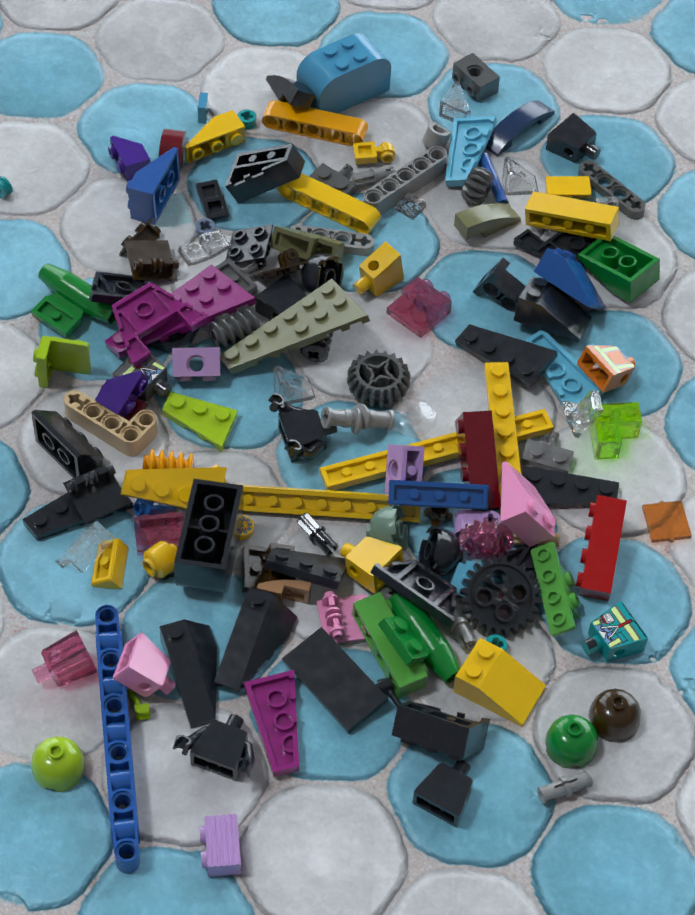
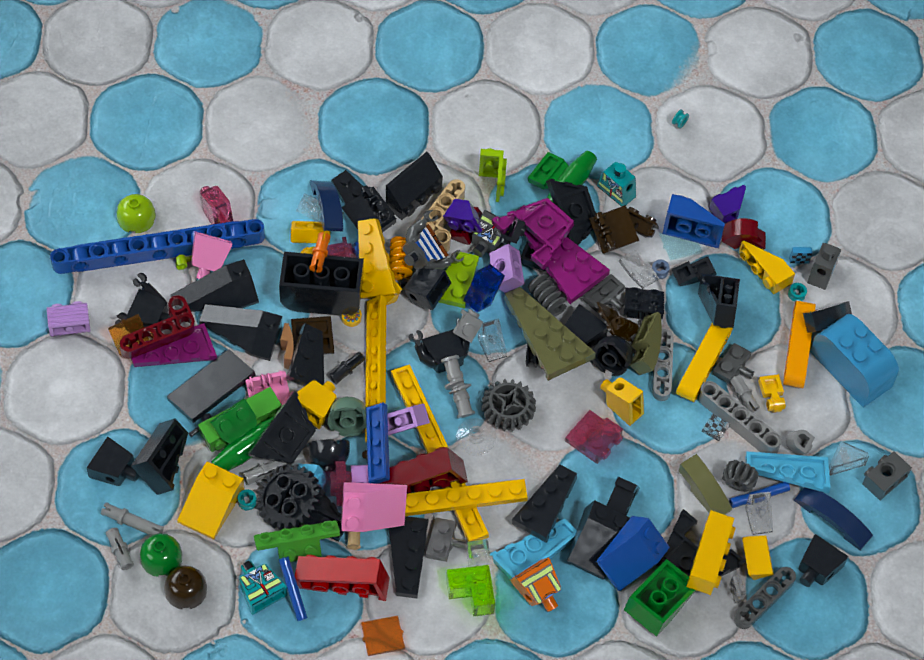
camera: 85 degrees right, 5 degrees up
(78, 528) = (330, 205): none -> dark blue slope
(88, 249) = (618, 184): none -> teal torso
(156, 340) = (516, 230): none -> black bracket
(162, 434) = (424, 248): none -> dark grey torso
(184, 519) = (320, 252): none -> orange pin
(216, 441) = (426, 287): none -> black torso
(222, 86) = (826, 260): none -> dark grey torso
(227, 380) = (484, 288): none -> clear blue brick
(260, 765) = (125, 327): none -> clear orange piece
(277, 754) = (155, 331): none -> dark red beam
(285, 392) = (468, 325): none -> light grey bracket
(521, 780) = (123, 516): none -> light grey pin
(623, 595) = (293, 589): none -> blue piece

